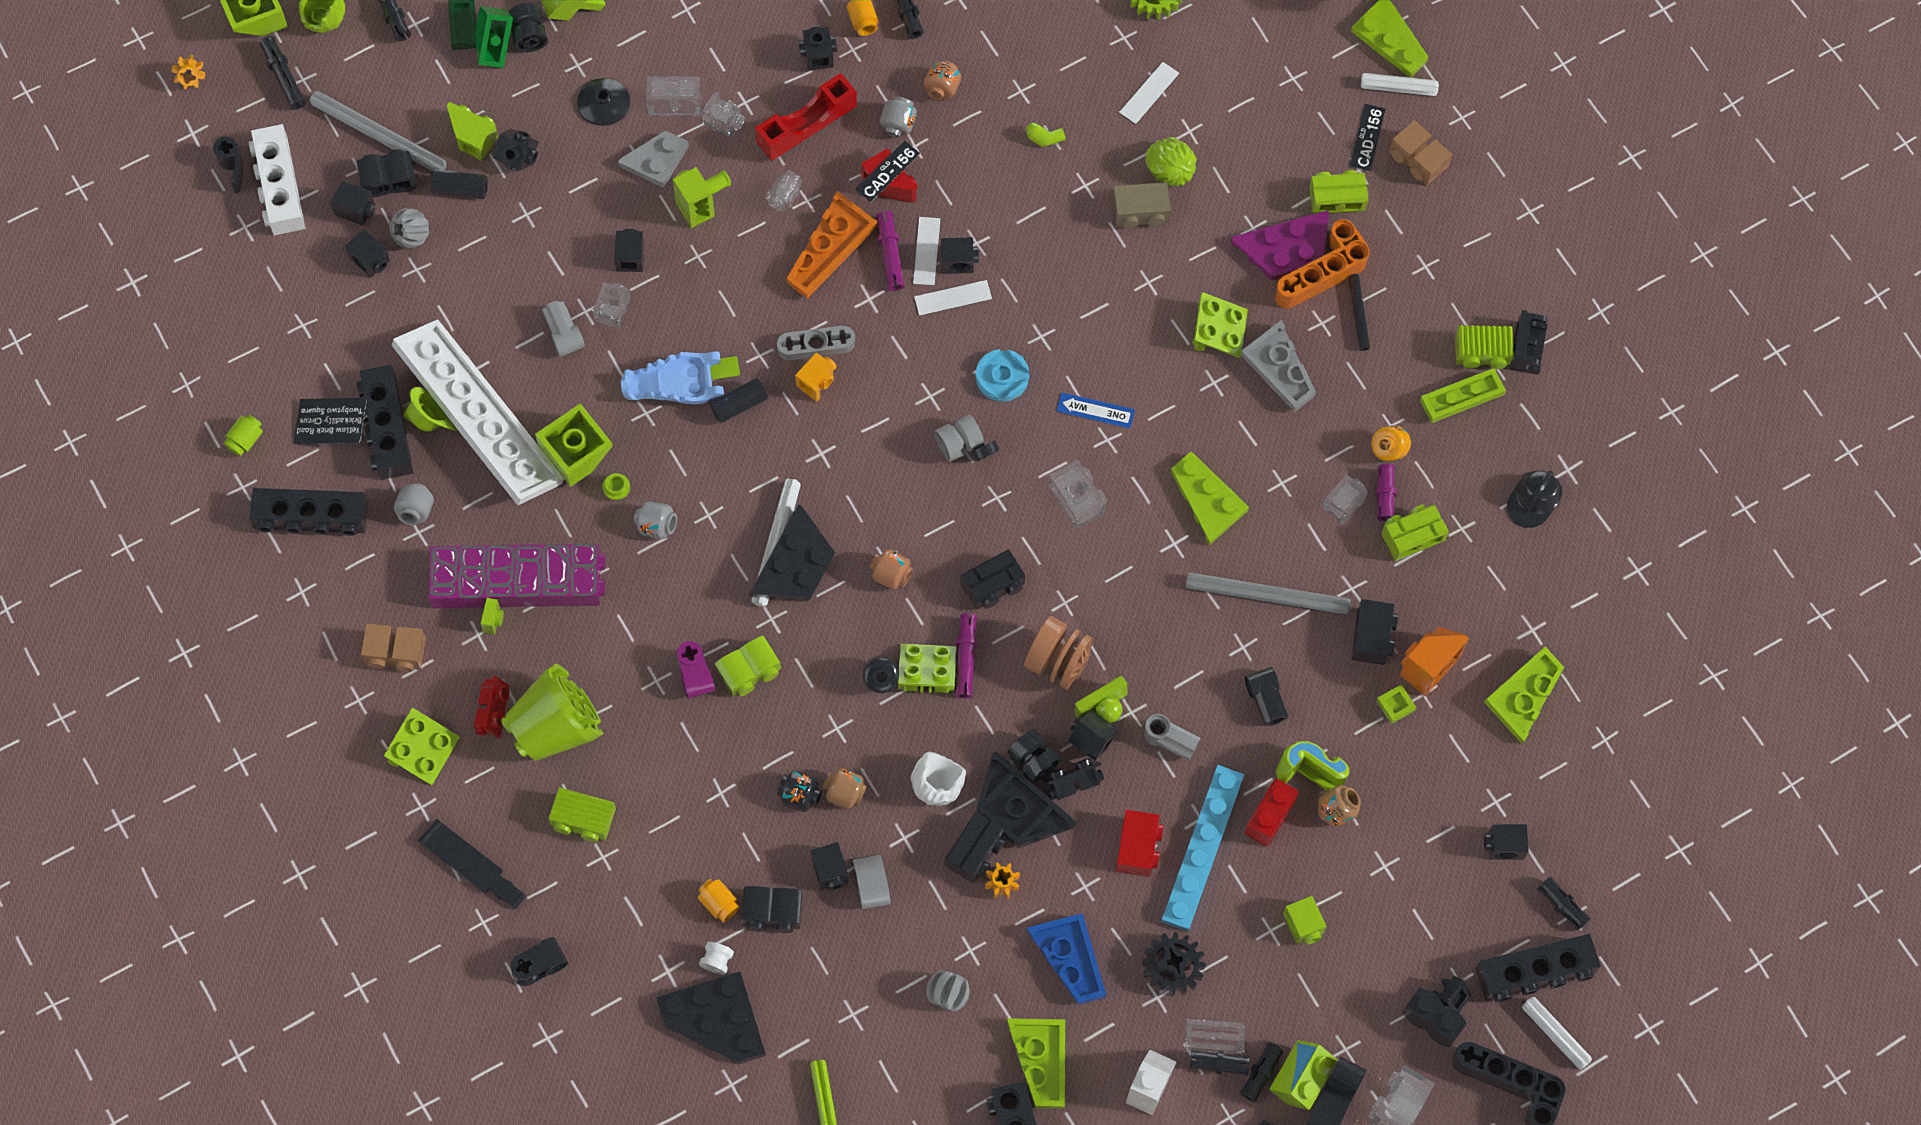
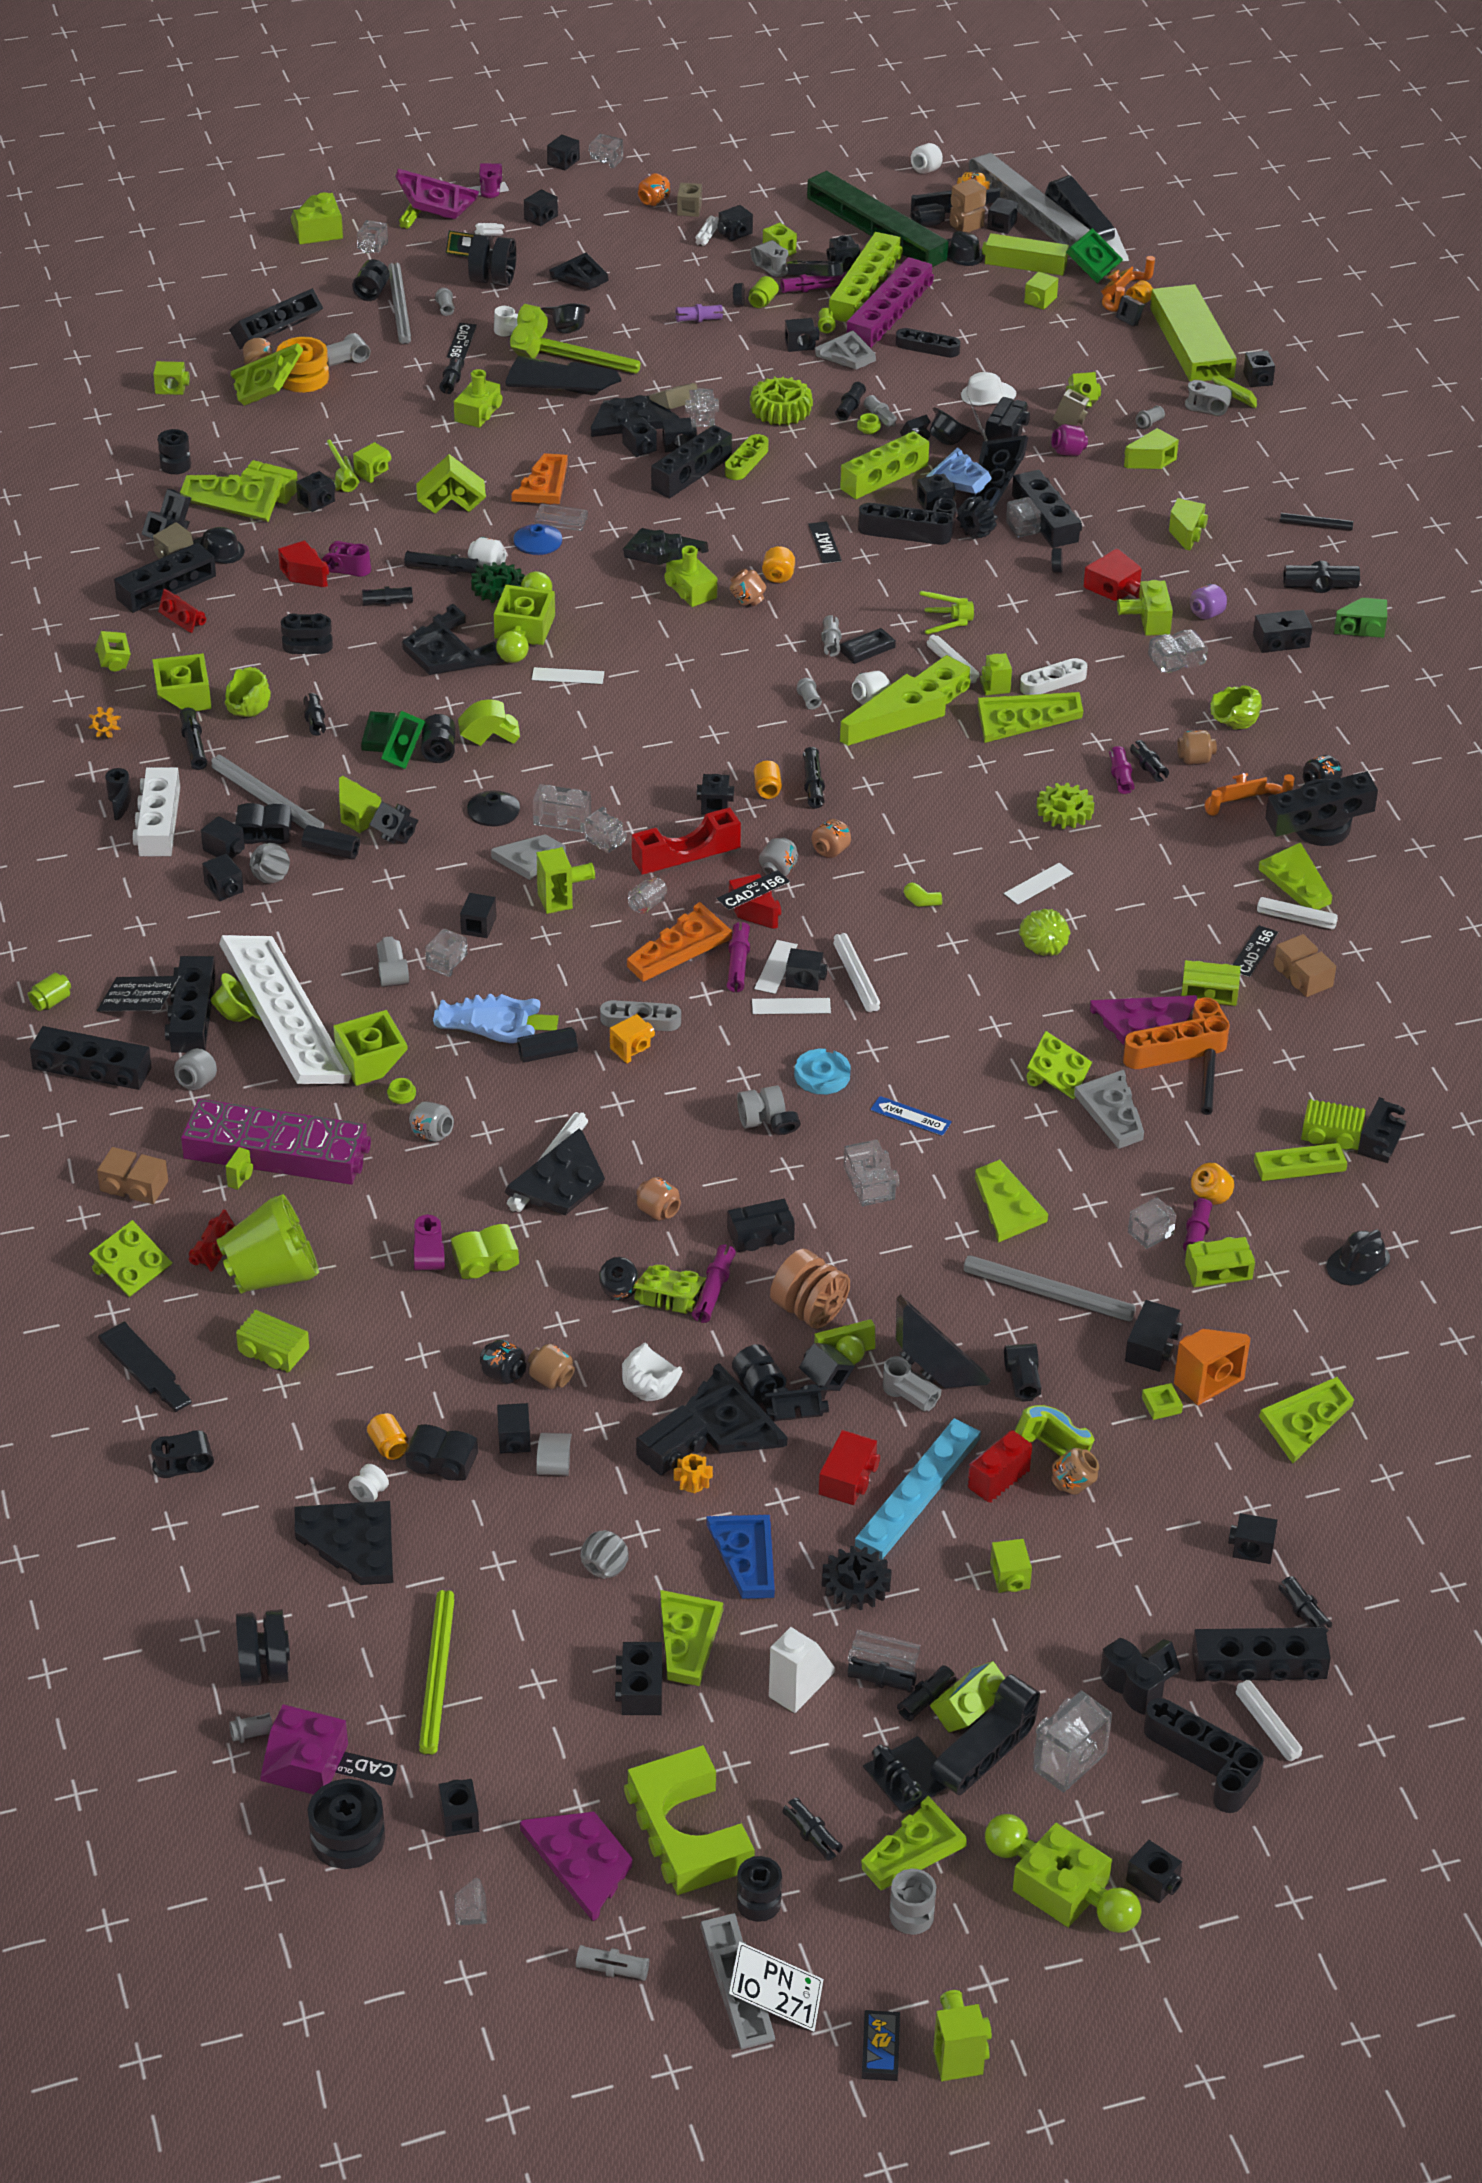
camera: 15 degrees right, 25 degrees down
(1005, 245) = (856, 972): none -> white axle
(1141, 205) = (1004, 960): dark tan brick -> none
(1190, 704) = (933, 1350): none -> black wedge

